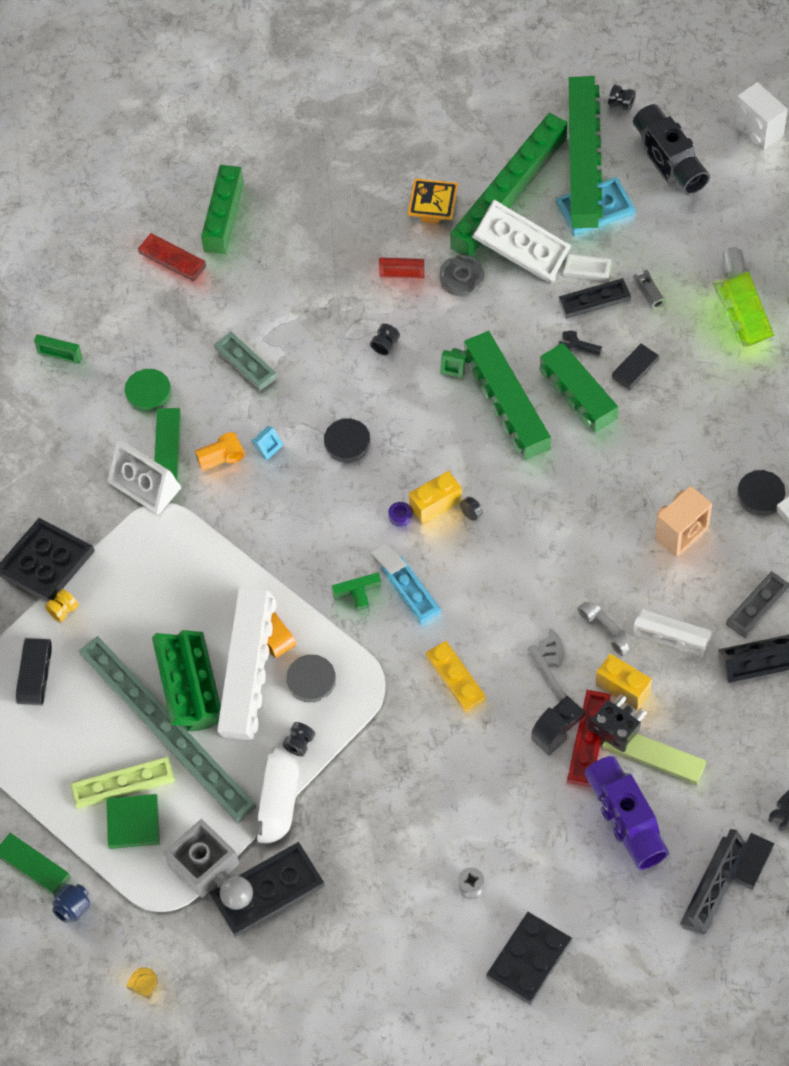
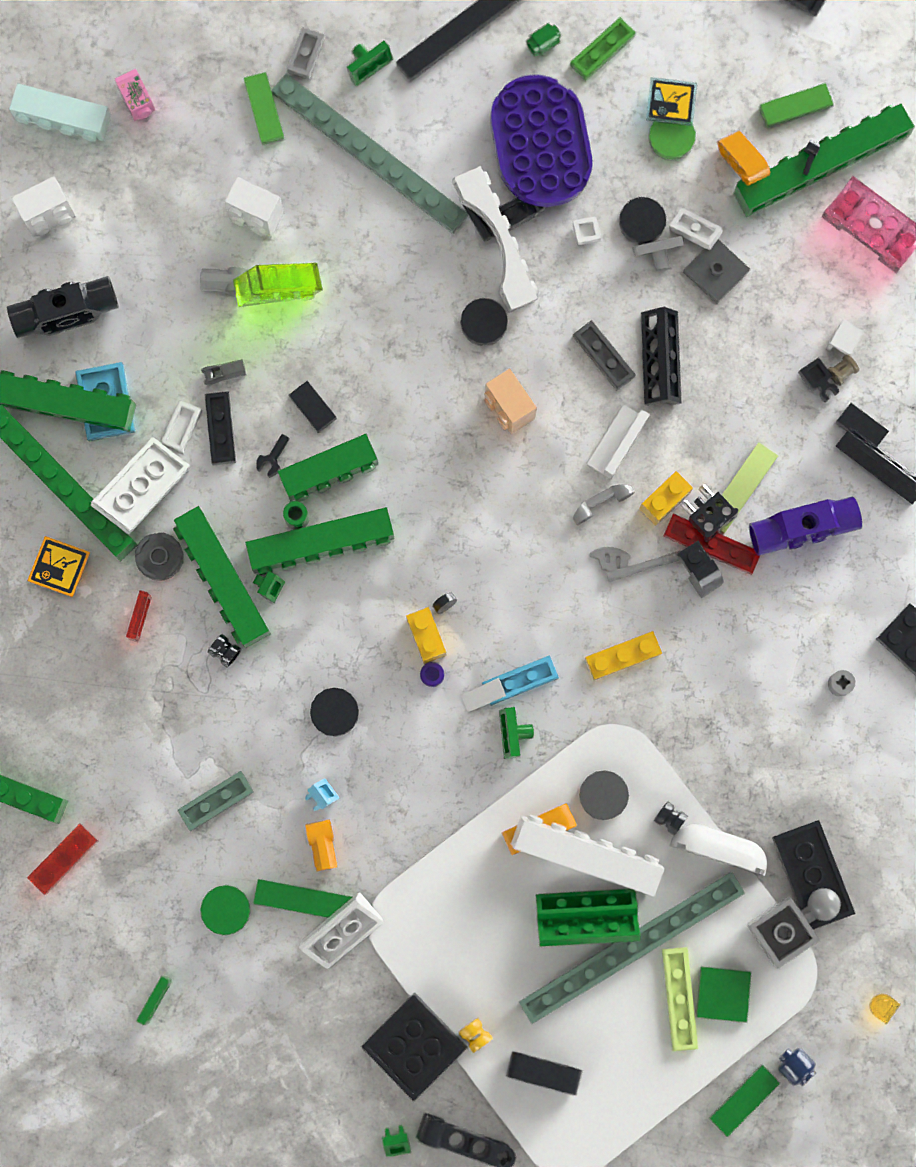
camera: 85 degrees left, 20 degrees up
(452, 324) = (221, 576): none -> green brick
(524, 367) = (296, 515): none -> green brick

